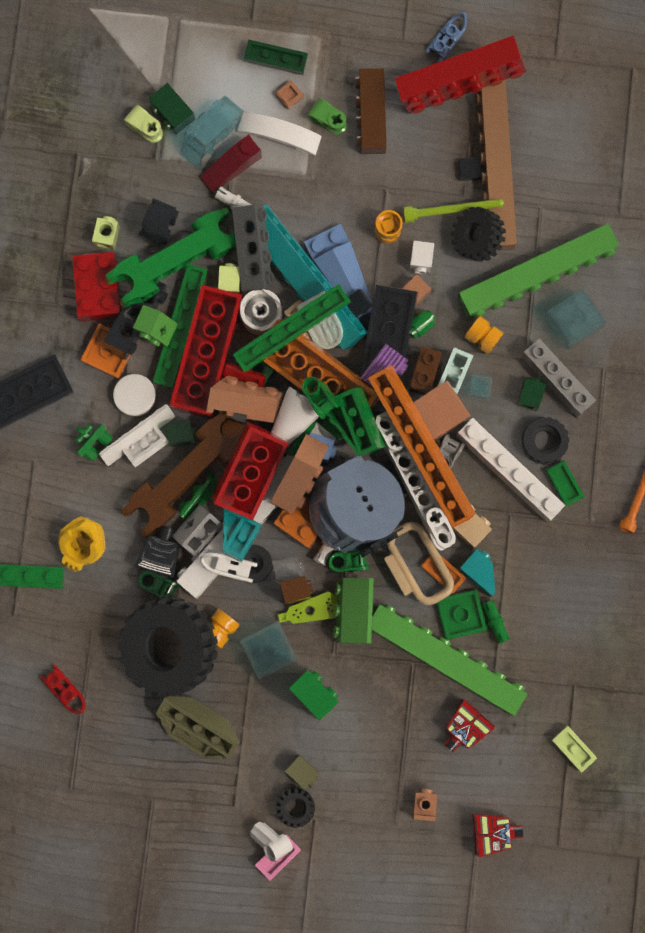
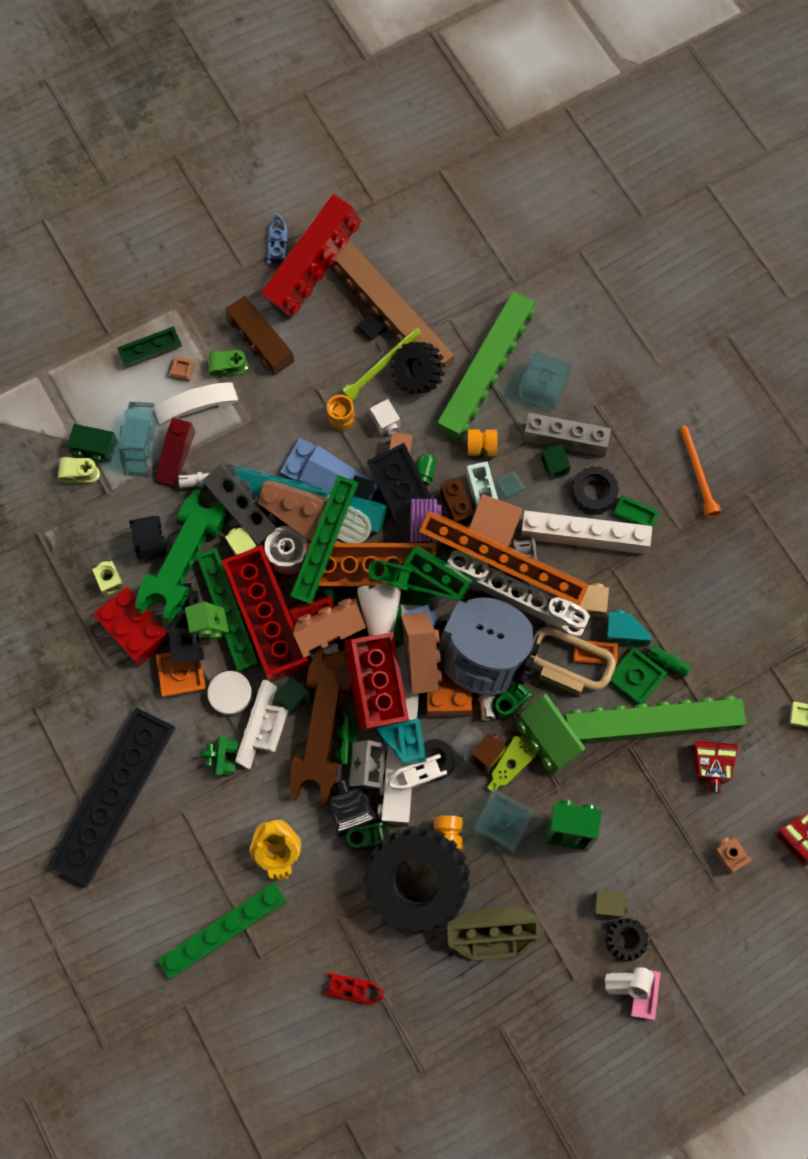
camera: 30 degrees left, 10 degrees down
(289, 281) = (293, 506): none -> nougat wedge

